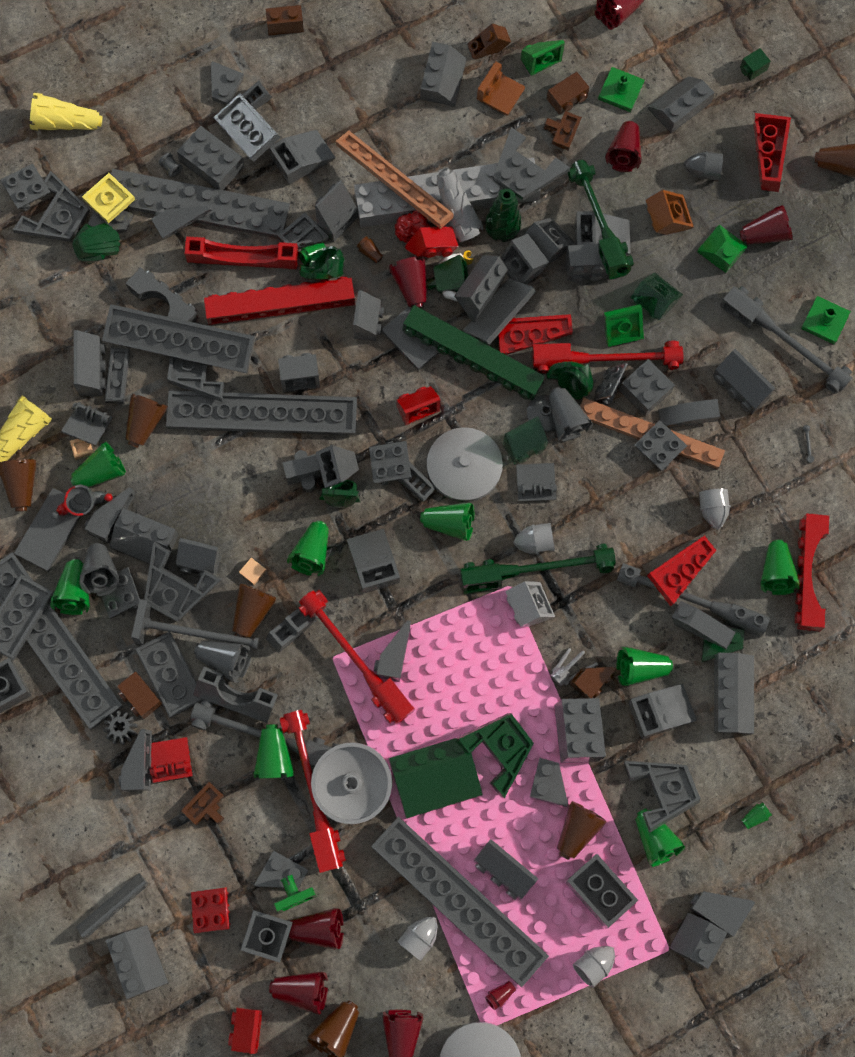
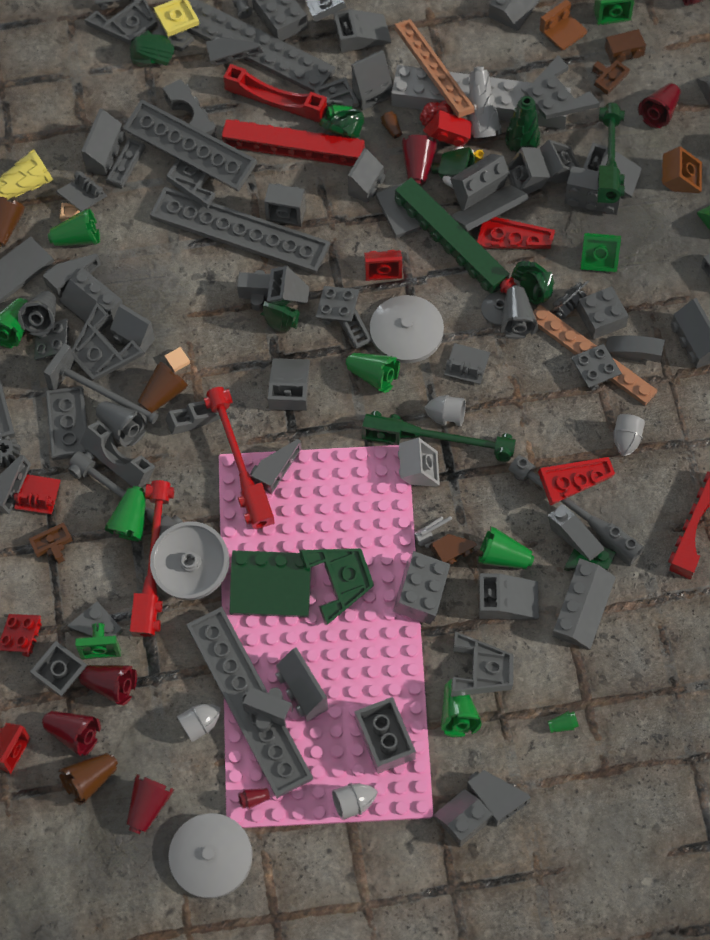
camera: 25 degrees right, 10 degrees down
(80, 501) = (48, 251): dark grey piece -> none
(139, 695) = (32, 429): reddish brown brick -> none
(142, 419) = (131, 202): reddish brown cone -> none
(311, 550) = (235, 356): green cone -> none
(484, 905) = (267, 707): none -> dark grey piece
(525, 440) = (469, 322): clear green slope -> none
(546, 388) = (506, 284): none -> red plate
(548, 783) = (374, 626): dark grey wing -> none
(549, 354) = (636, 292): red bar -> none
(578, 830) = (384, 674): reddish brown cone -> none
(621, 89) = (677, 58): green tile -> none
(656, 296) = (641, 238): clear green slope -> none
(779, 570) = (668, 510): green cone -> none

